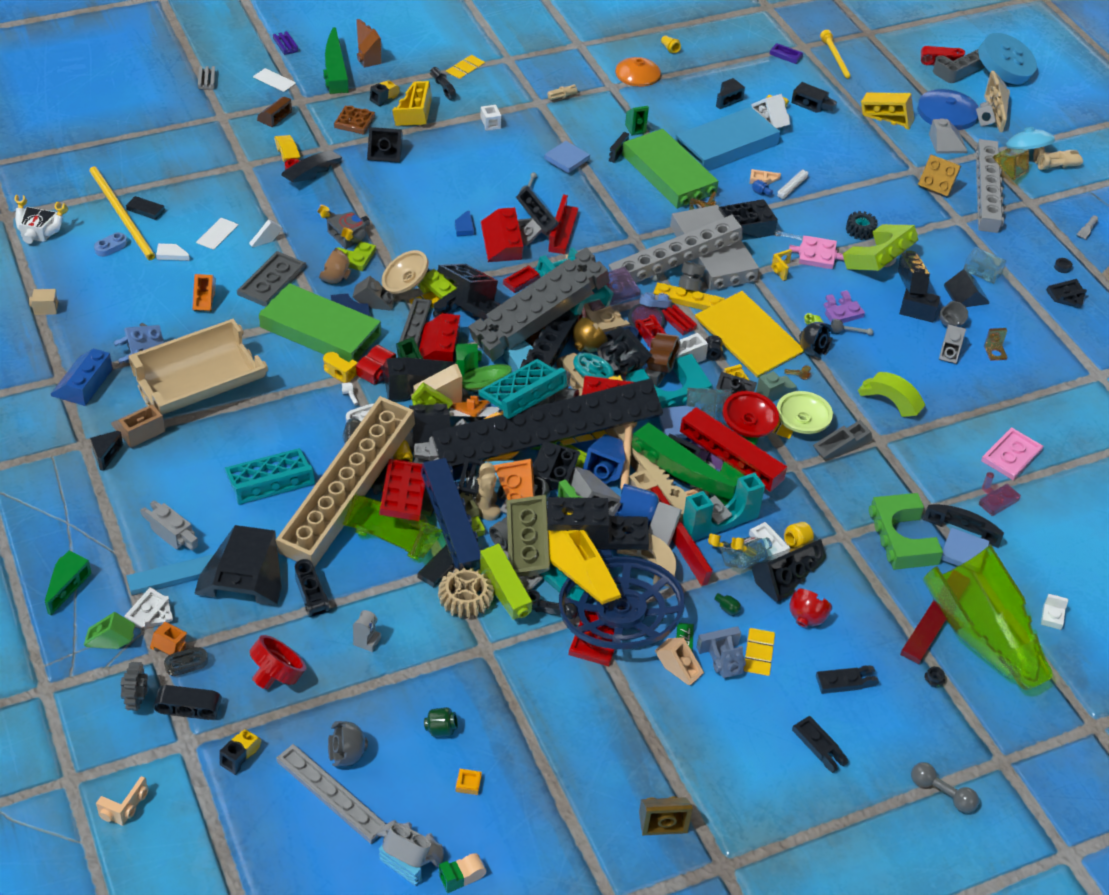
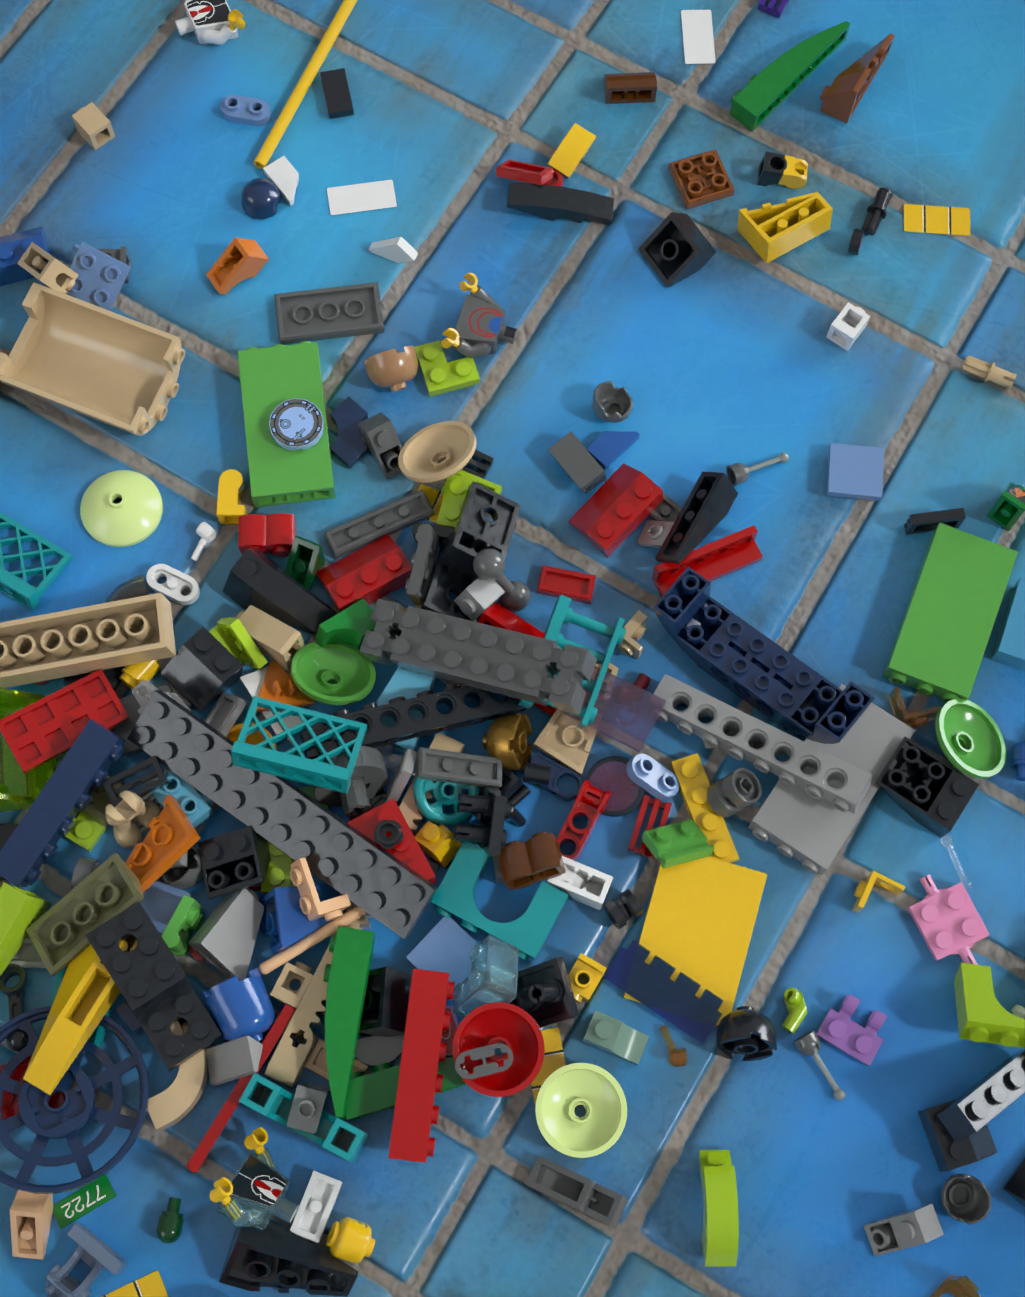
camera: 55 degrees right, 25 degrees up
(117, 351) = (53, 273): none -> tan brick
(172, 265) = (260, 198): none -> dark blue hair
(279, 167) = (524, 172): none -> red tile
(293, 416) = (123, 522): none -> yellowish green dish
(330, 312) = (296, 424): none -> tile
(443, 209) = (611, 403): none -> dark grey hair
(460, 307) = (422, 563): none -> dark grey hinge
(462, 234) = (578, 462): none -> dark grey hinge
(494, 277) = (490, 565): none -> dark grey piece
(500, 295) = (478, 597): none -> light grey brick
(572, 373) = (401, 775): none -> light grey tile
(587, 352) = (458, 768): none -> dark grey tile
(603, 434) = (309, 900): none -> light nougat bracket
(605, 380) = (388, 826): none -> black plate
(633, 235) = (756, 665): none -> dark blue slope
(698, 307) = (677, 843): none -> bright green plate
(737, 194) = (970, 738): none -> bright green dish
(750, 416) = (486, 1068): none -> dark grey beam
(769, 358) = (666, 997): none -> clear blue windscreen

